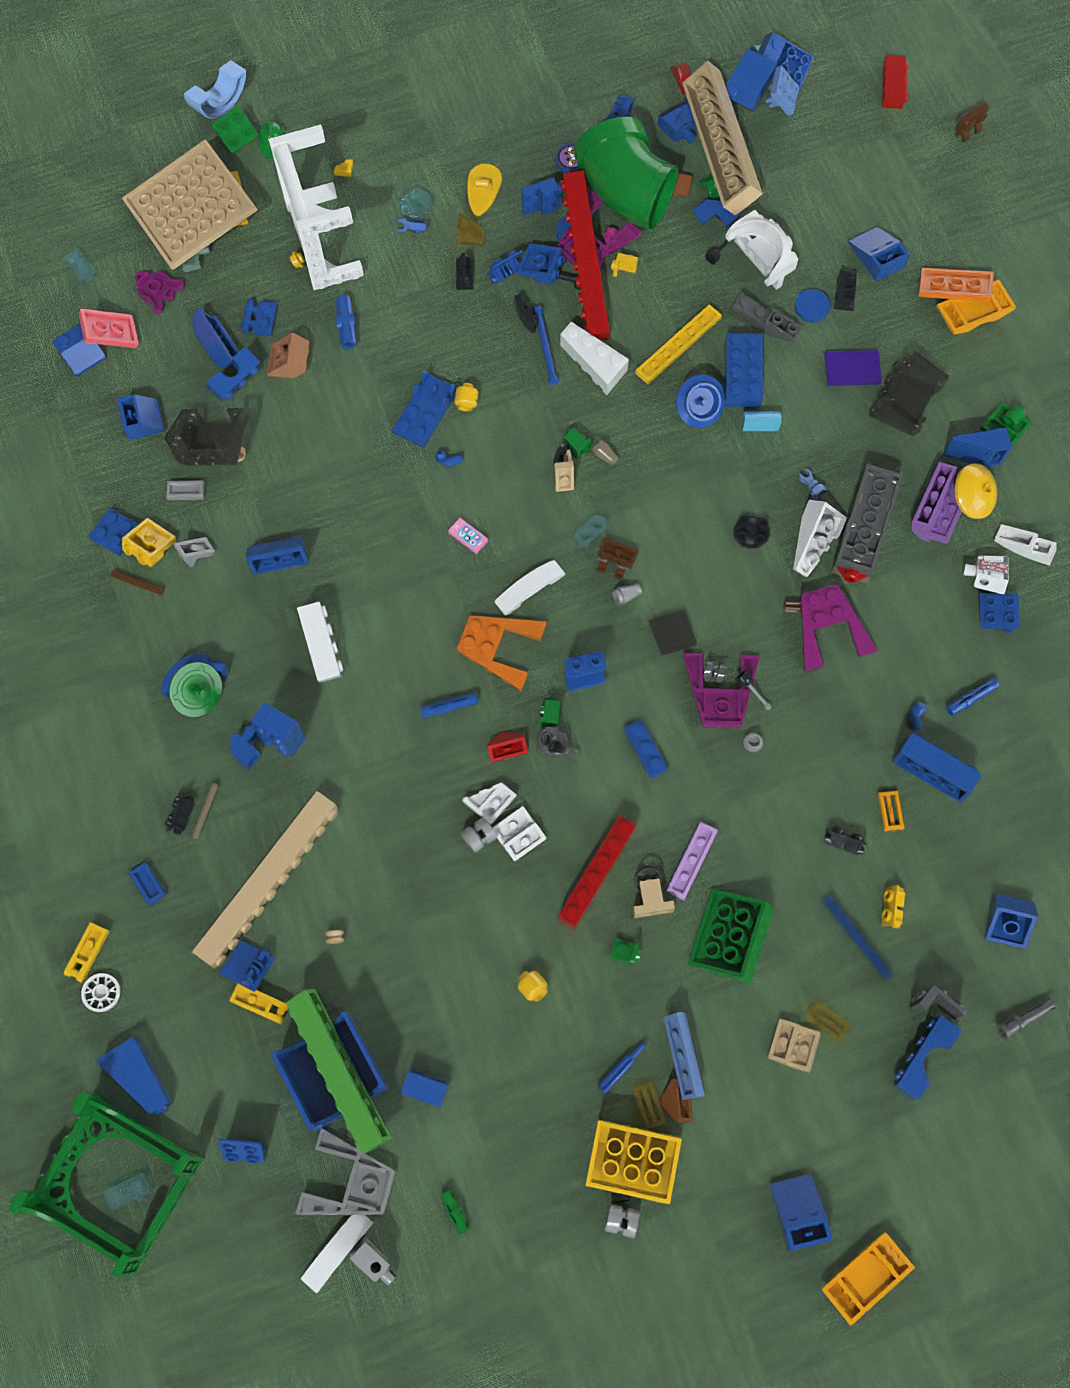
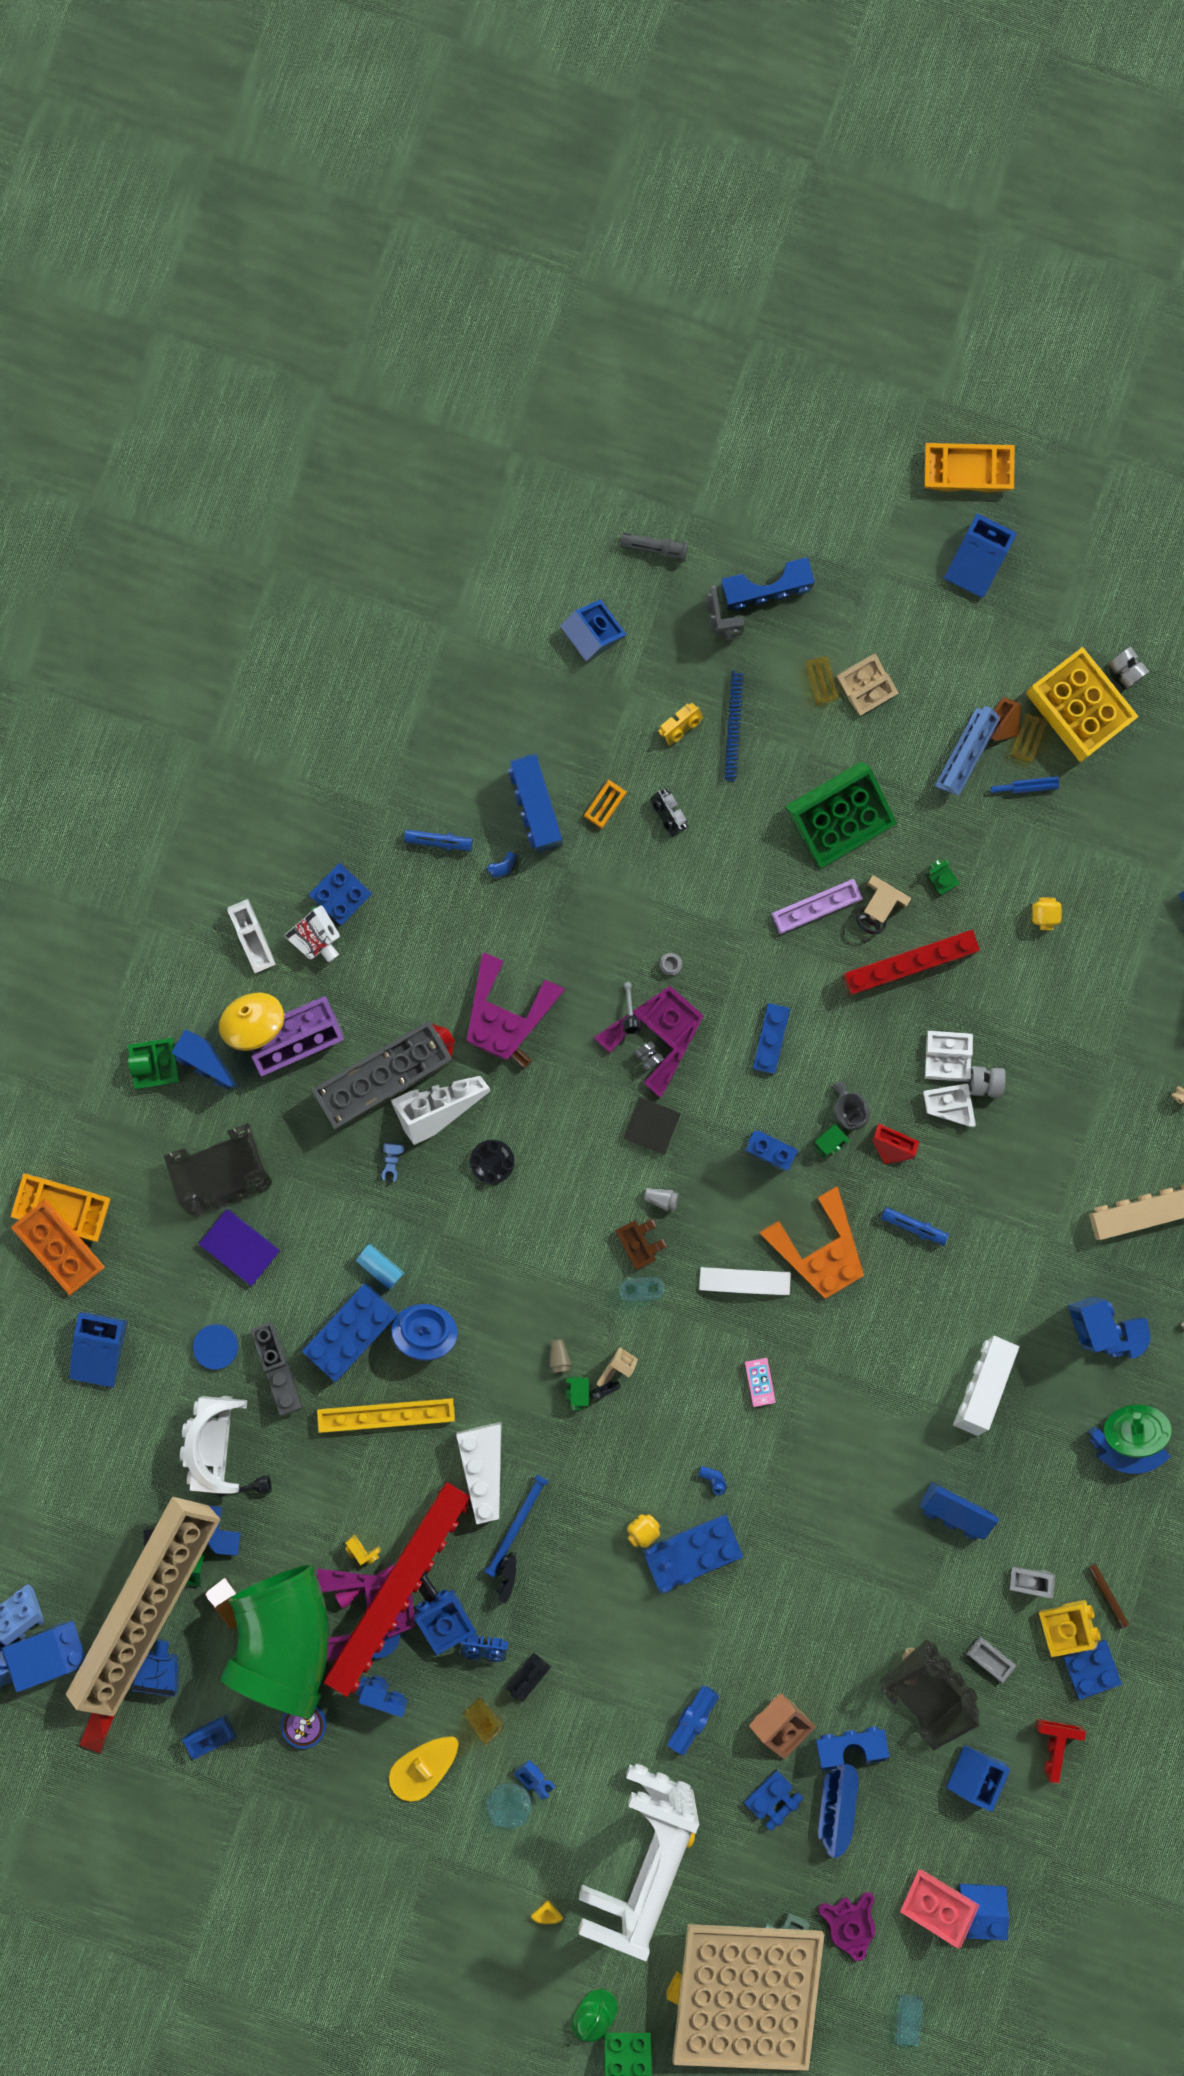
camera: 145 degrees left, 15 degrees up
(108, 479) = (1056, 1745): none -> red bracket
(845, 290) = (169, 1333): black hinge -> none

